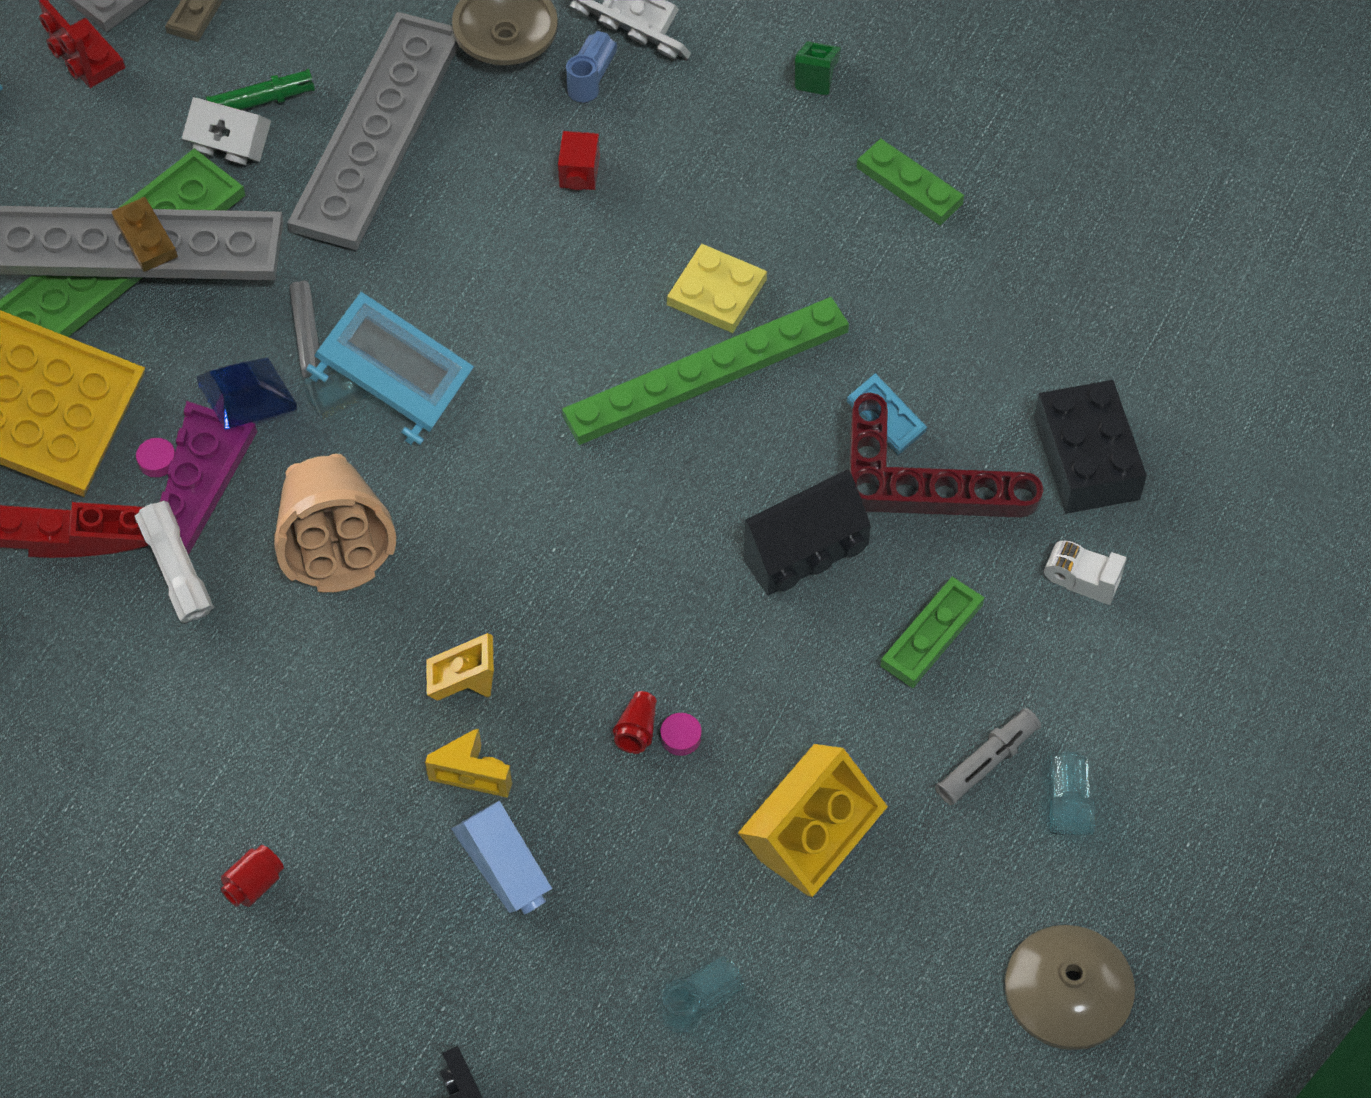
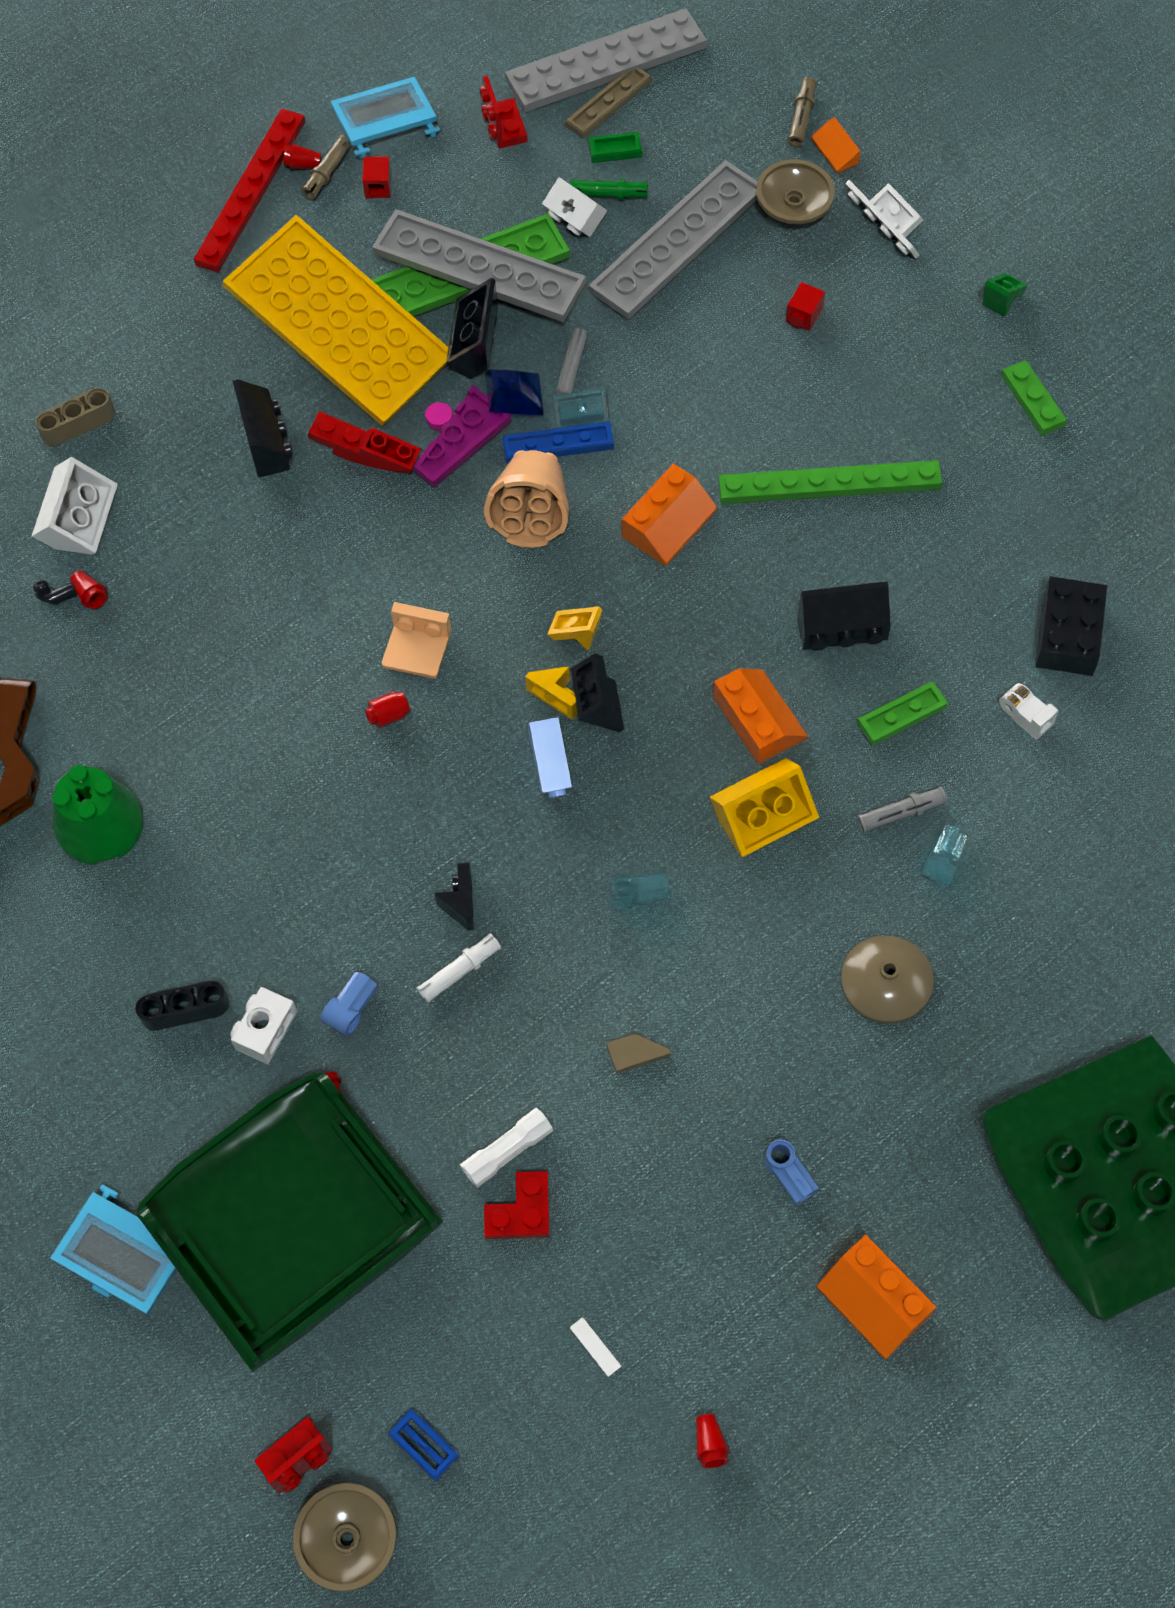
camera: 25 degrees right, 5 degrees up
(144, 234) = (488, 260): pearl gold plate -> none
(158, 329) = (473, 330): none -> black slope
(185, 587) = (421, 508): white axle -> none
(245, 39) = (615, 147): none -> green tile
(254, 767) = (417, 640): none -> light nougat bracket
(330, 436) = (561, 440): none -> blue tile
(393, 363) = (617, 405): piece -> none
(520, 483) = (668, 515): none -> orange slope
(530, 751) = (596, 694): none -> black bracket
(589, 66) = (840, 242): medium blue piece -> none
(636, 724) = (674, 703): red cone -> none
(680, 734) = (702, 719): dark pink tile -> none
(717, 288) = (862, 427): light yellow plate -> none
(749, 700) = (757, 713): none -> orange slope
(902, 423) = (939, 554): medium azure plate -> none
(926, 480) = (945, 610): dark red beam -> none

